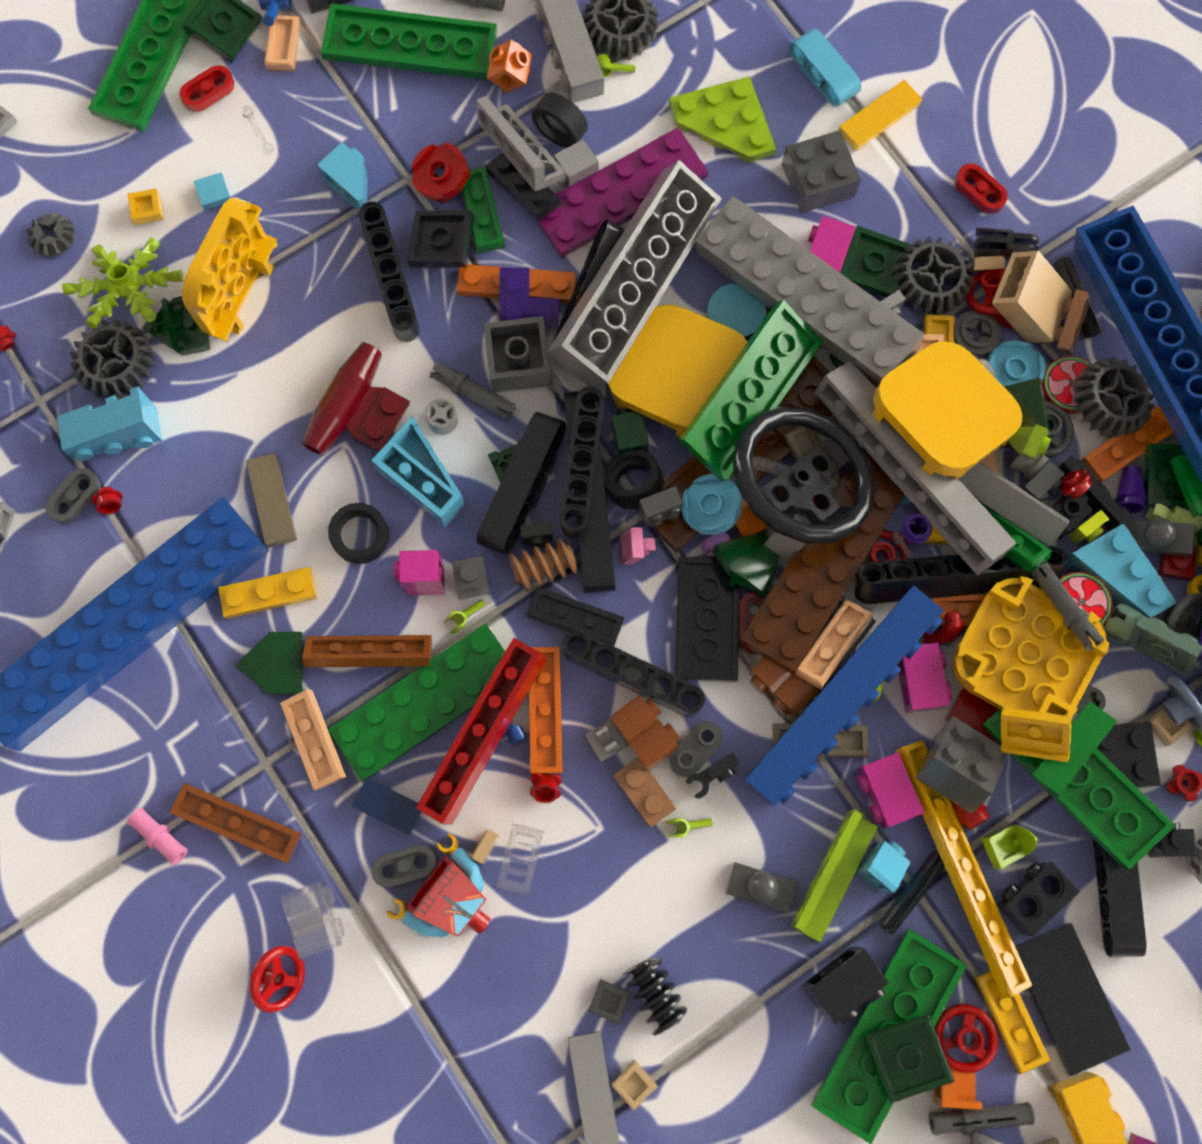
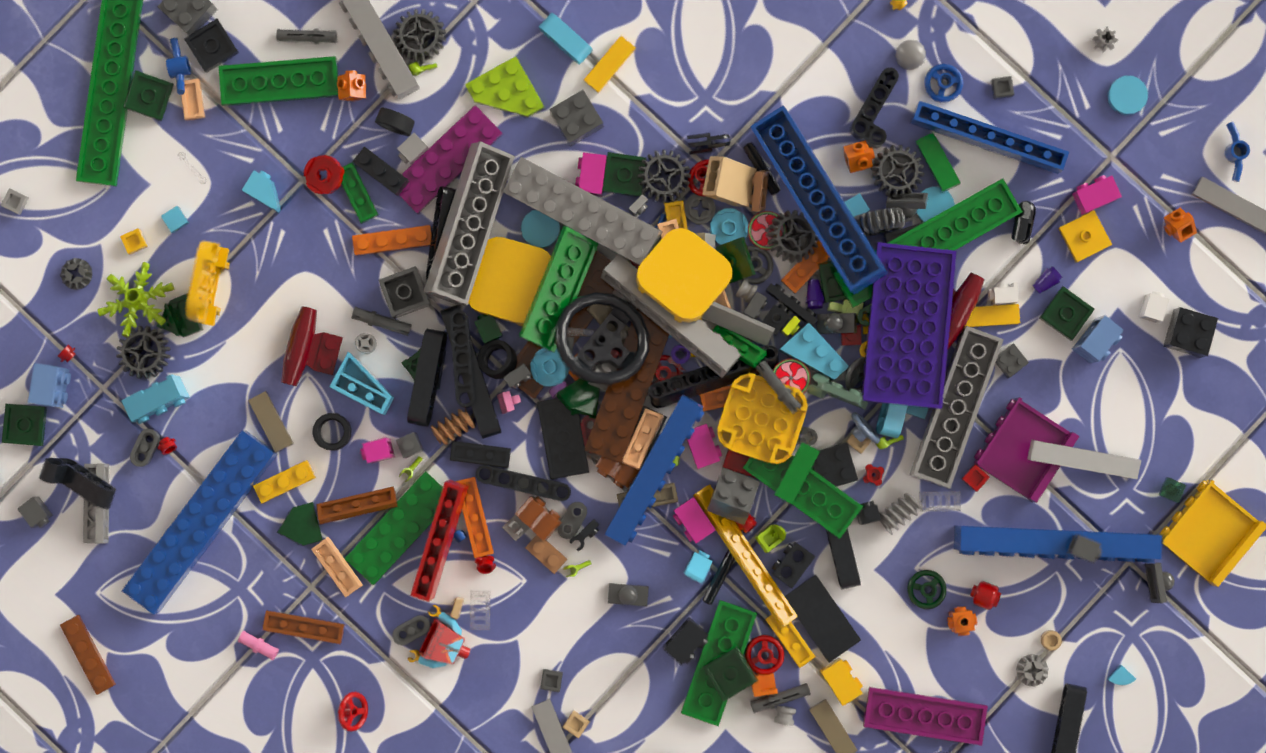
camera: 15 degrees left, 10 degrees up
(206, 88) = (149, 145): red plate -> none
(312, 919) = (364, 673): clear brick -> none
(385, 259) = (299, 246): black beam -> none
(387, 806) = (392, 596): dark blue tile -> none
(440, 239) = (335, 222): black plate -> none
(516, 300) = (400, 259): dark purple plate -> none
(518, 150) = (369, 148): light grey fence -> none
(536, 534) = (444, 408): pearl dark grey plate -> none
(656, 994) = (577, 670): black piece -> none
(834, 876) = (670, 578): lime fence -> none
(948, 632) = (712, 415): red arm -> none
(983, 188) = (687, 103): red plate -> none
(988, 262) = (698, 160): tan tile -> none
(1031, 441) = (741, 283): lime plate -> none
(1036, 734) = (770, 471): yellow plate -> none
(1076, 483) = (775, 303): red plate -> none

